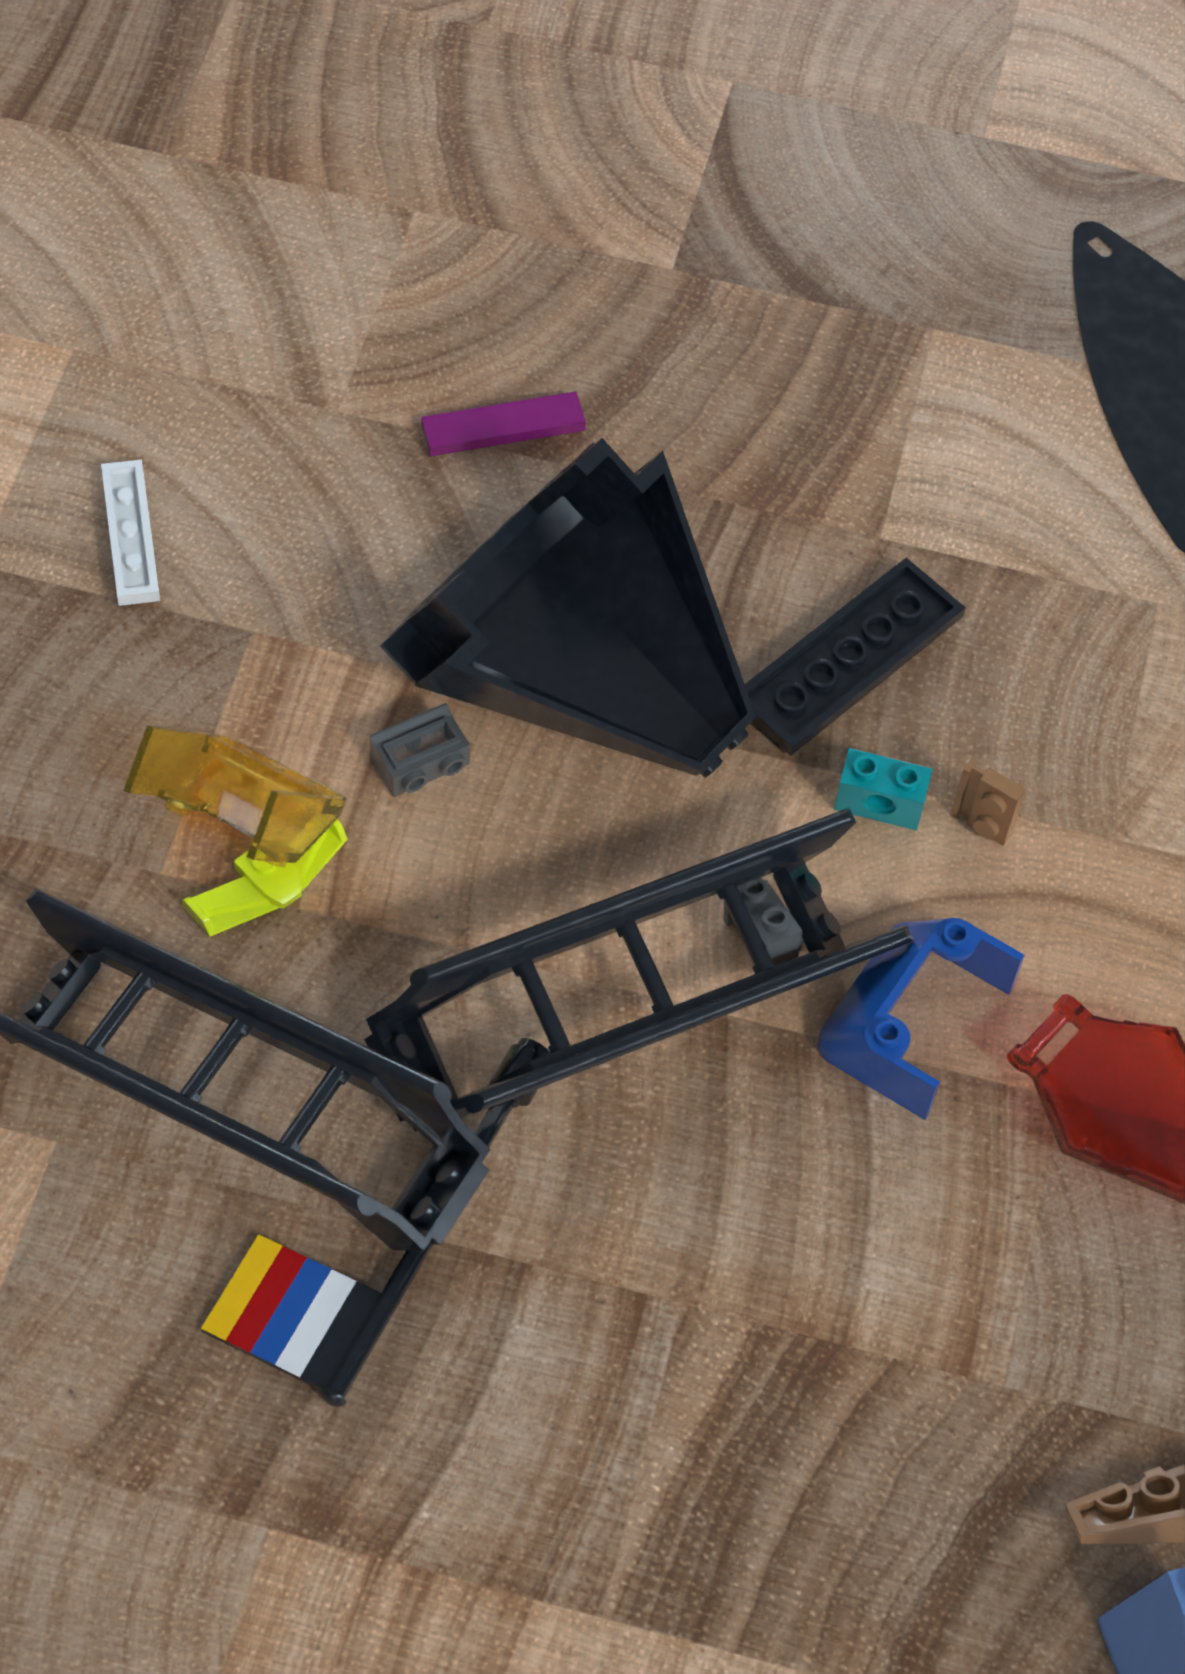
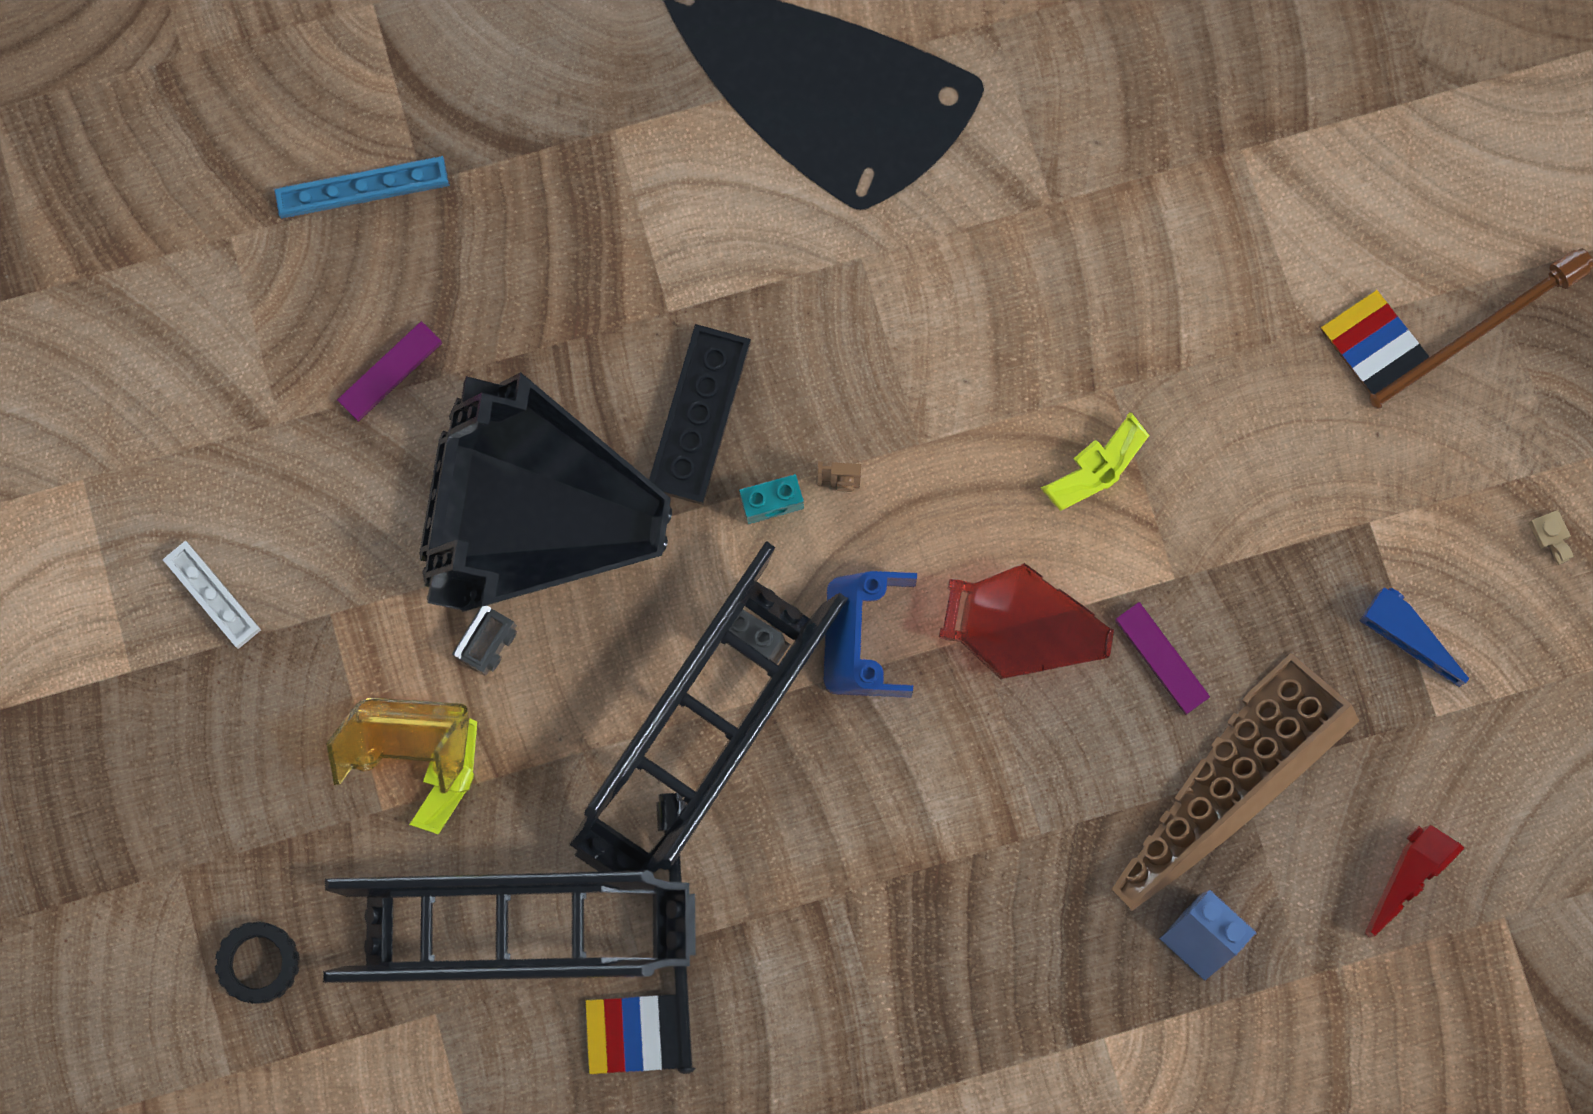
camera: 25 degrees left, 20 degrees up
(599, 236) = (361, 187): none -> dark azure tile

